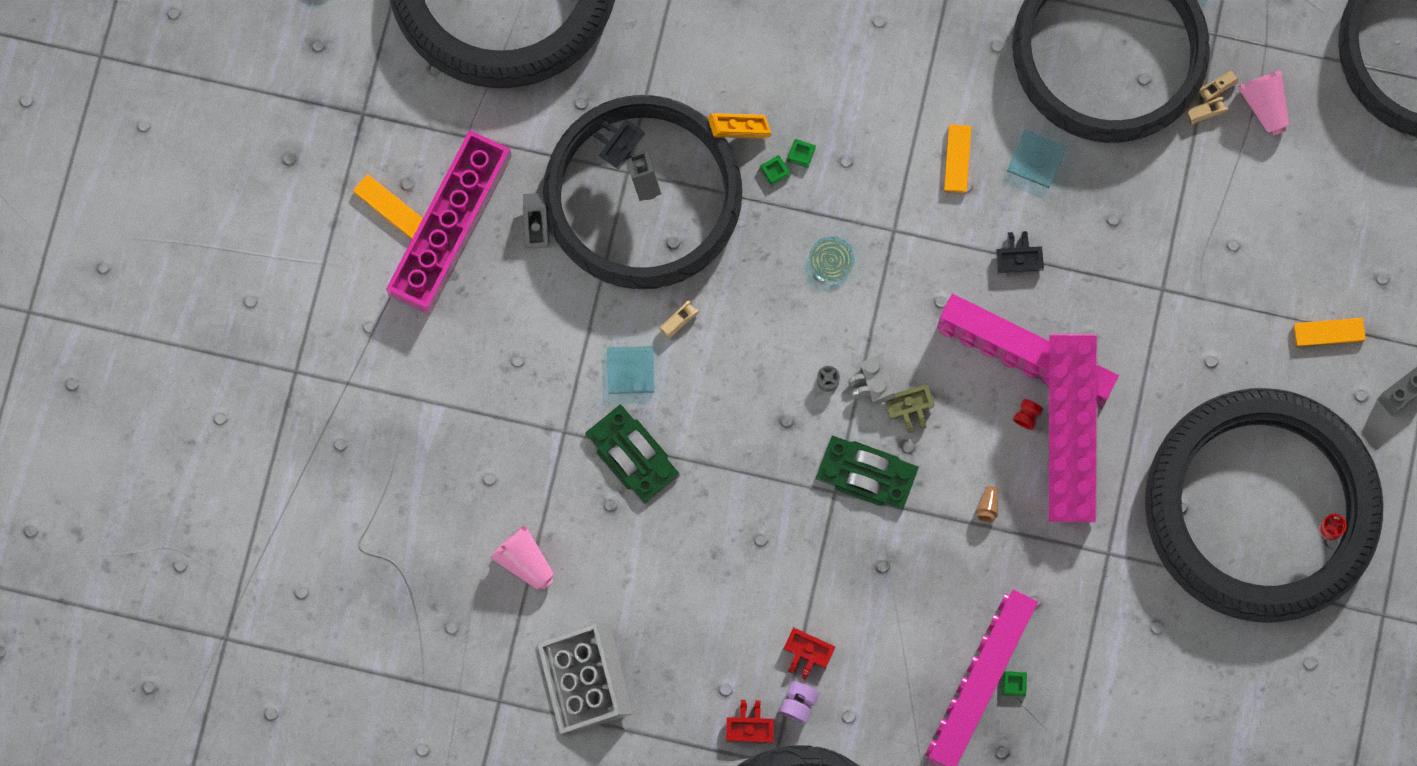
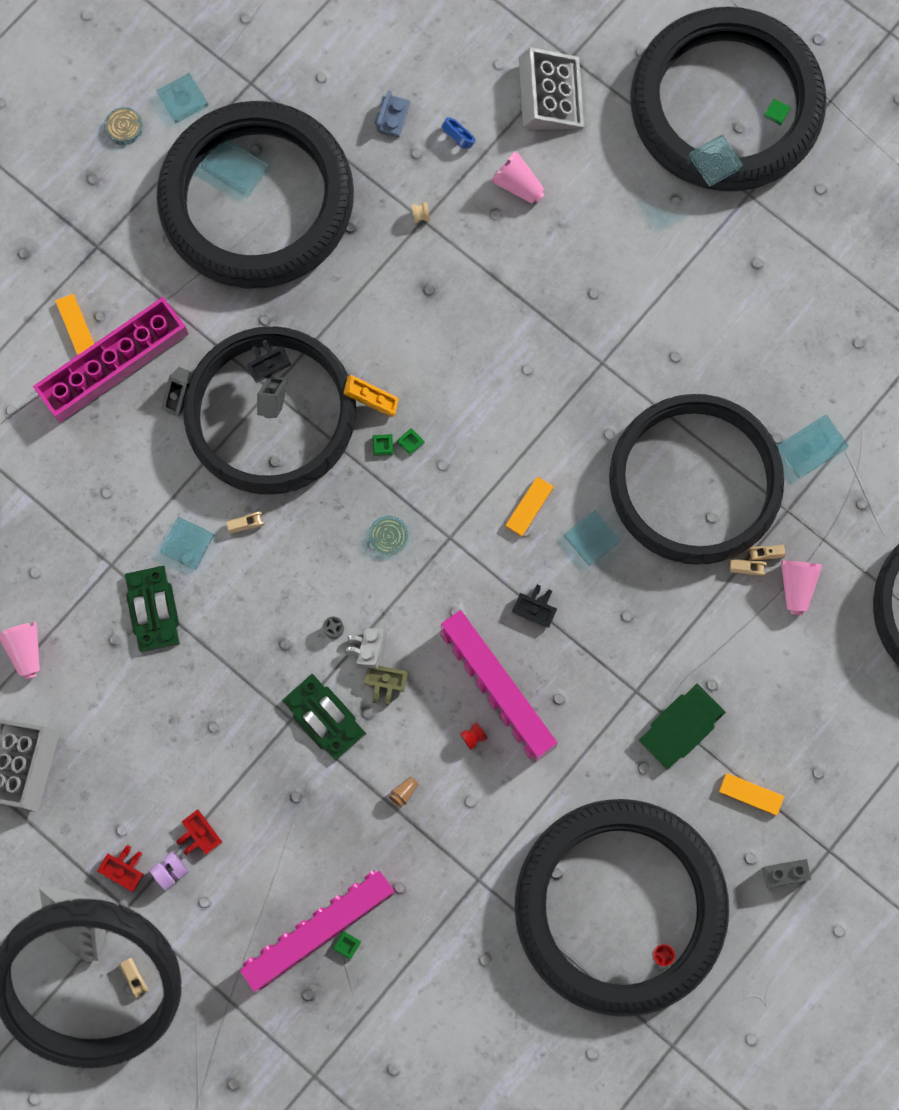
camera: 30 degrees right, 0 degrees up
(1073, 427) = (498, 765): dark pink brick -> none
(1227, 300) = (682, 726): none -> dark green piece

